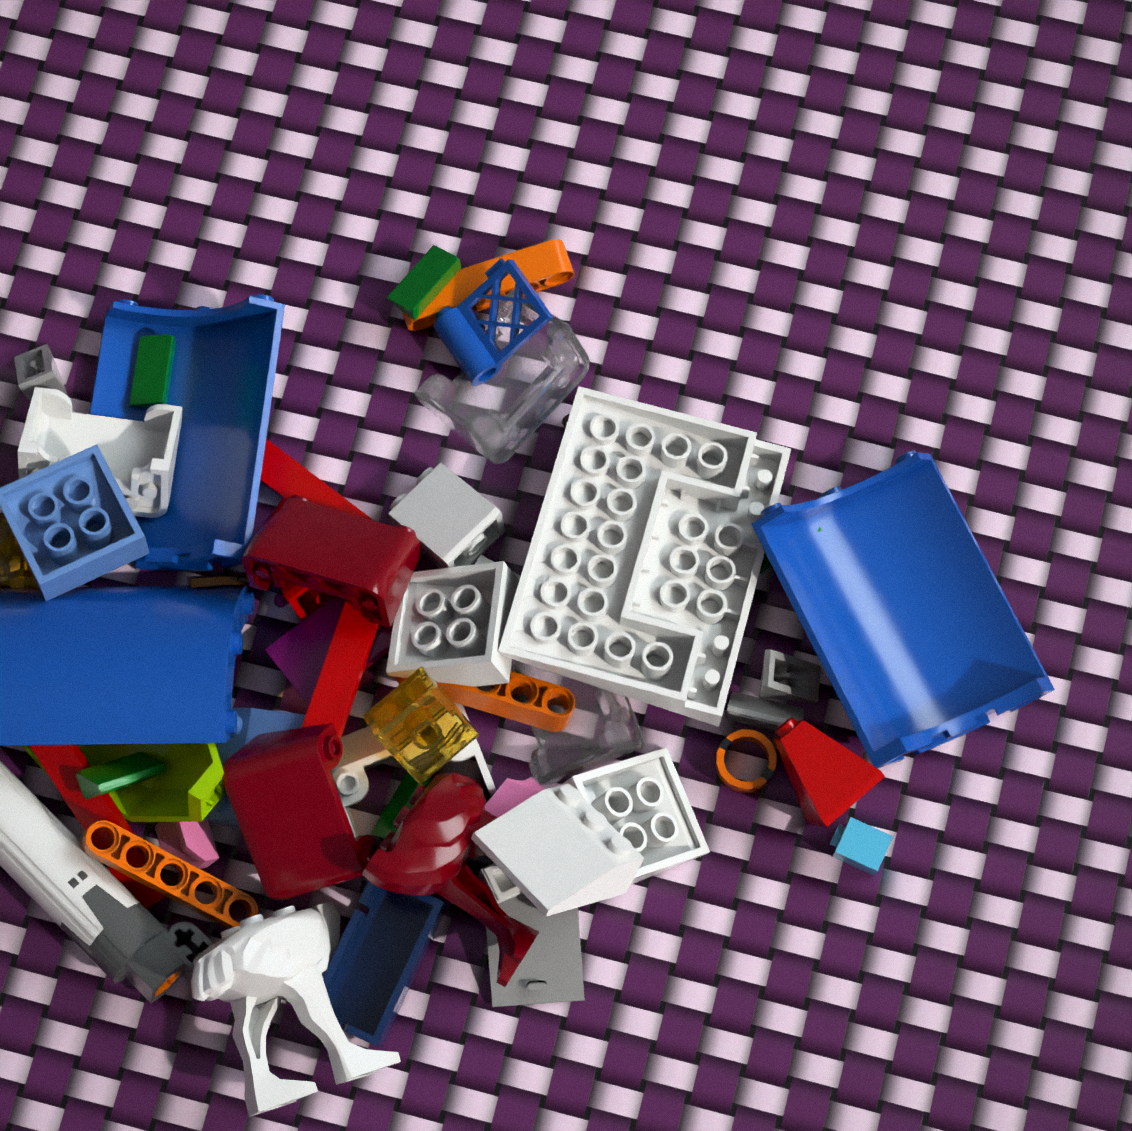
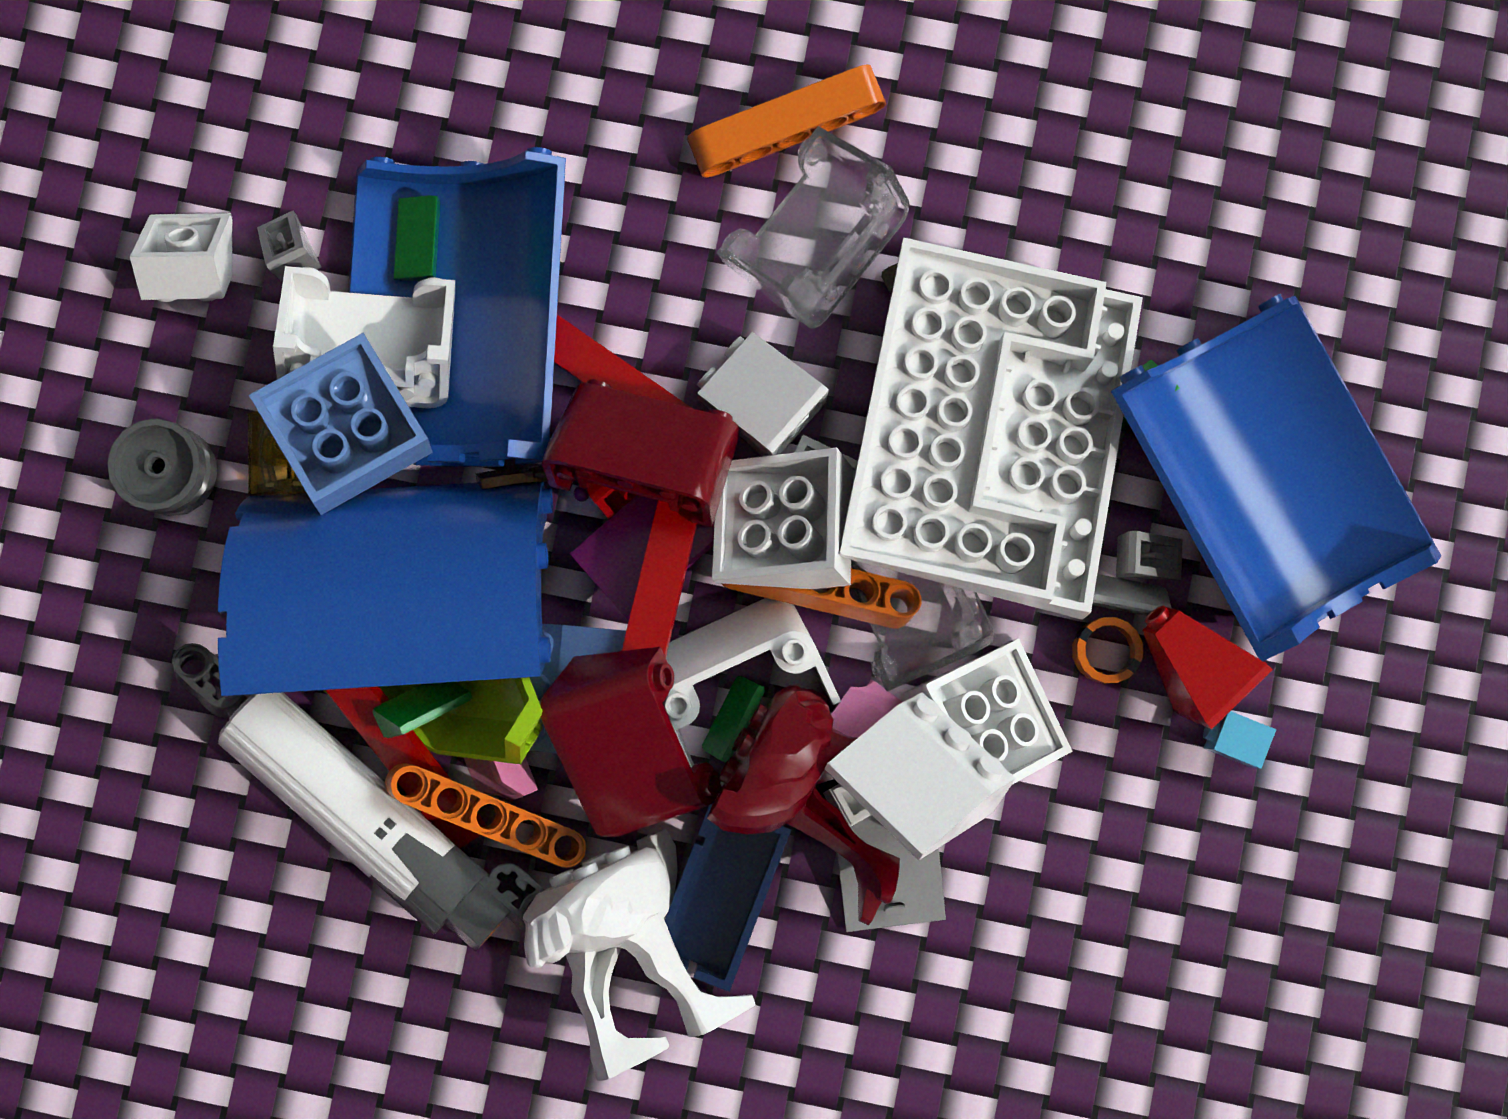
camera: 10 degrees left, 10 degrees up
(420, 725) = (755, 639): clear yellow slope -> none
(424, 281) = (720, 121): green slope -> none
(468, 338) = (775, 188): blue piece -> none

